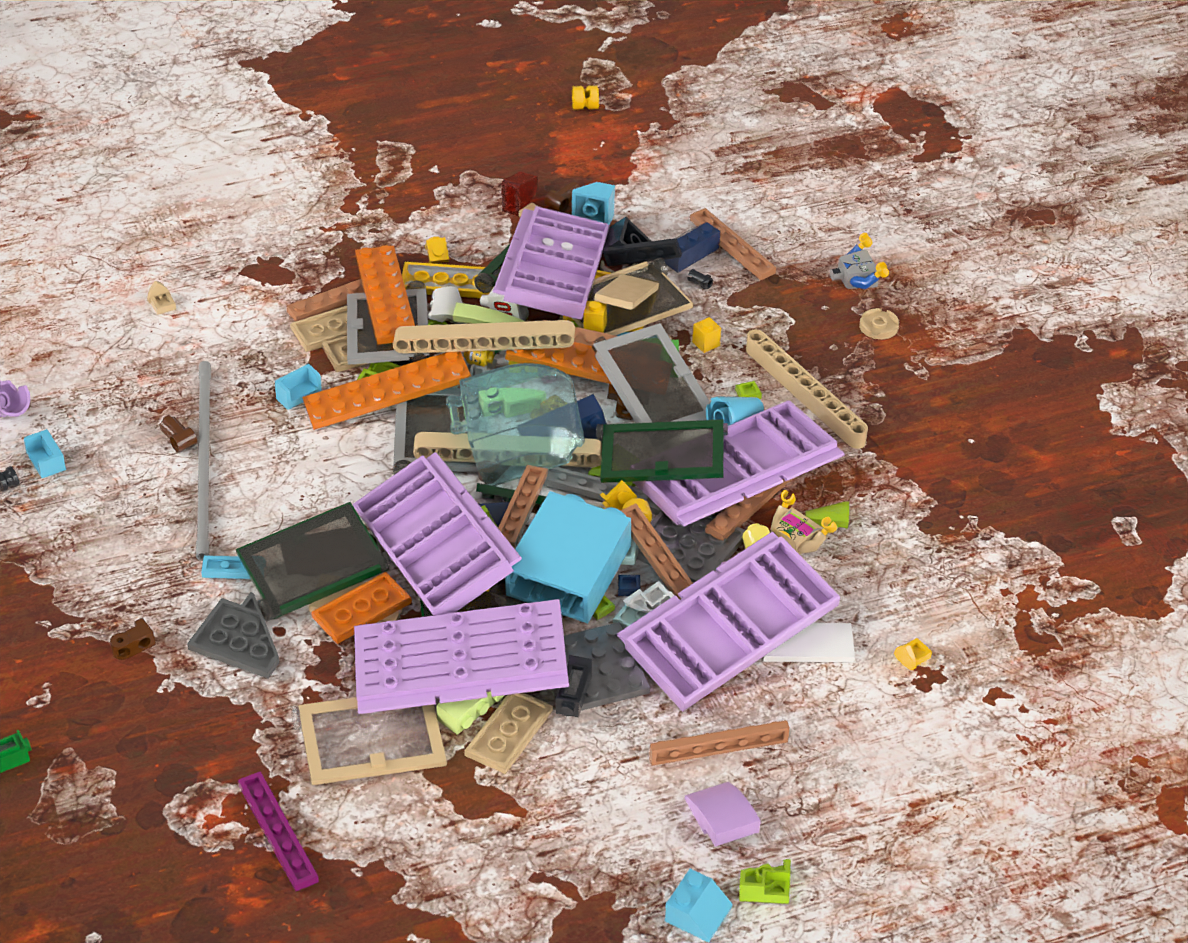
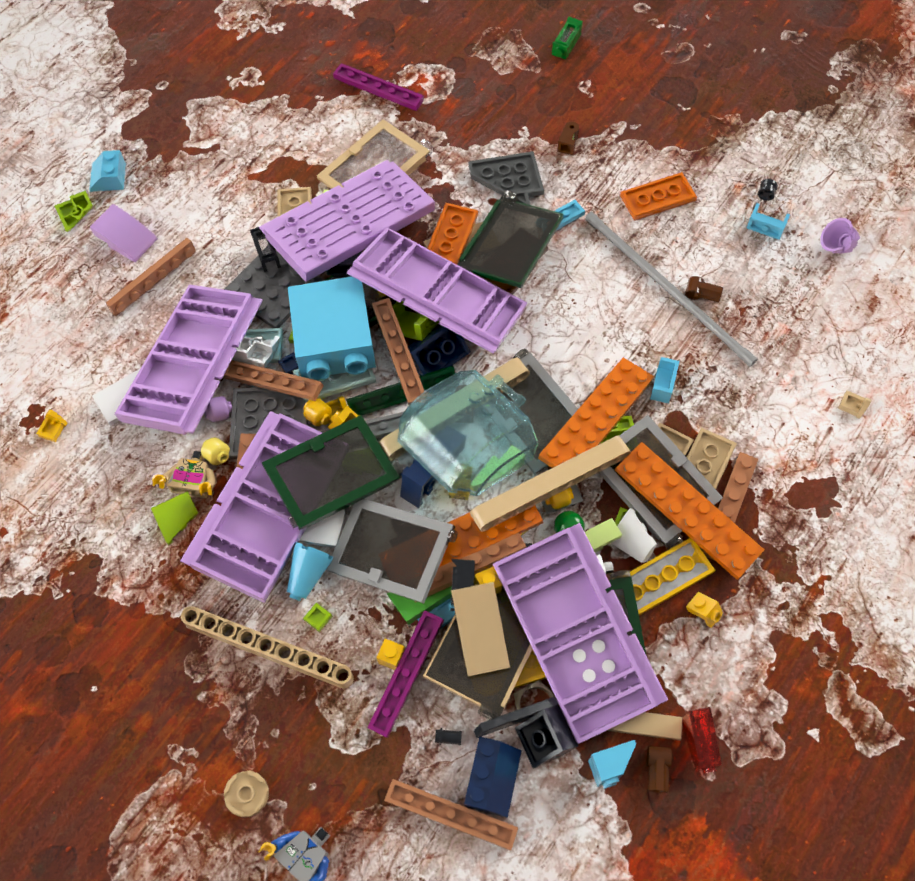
camera: 150 degrees right, 20 degrees up
(111, 539) = (658, 196): none -> orange tile
(617, 321) = (462, 575): none -> black window
(719, 313) = (405, 674): none -> magenta plate

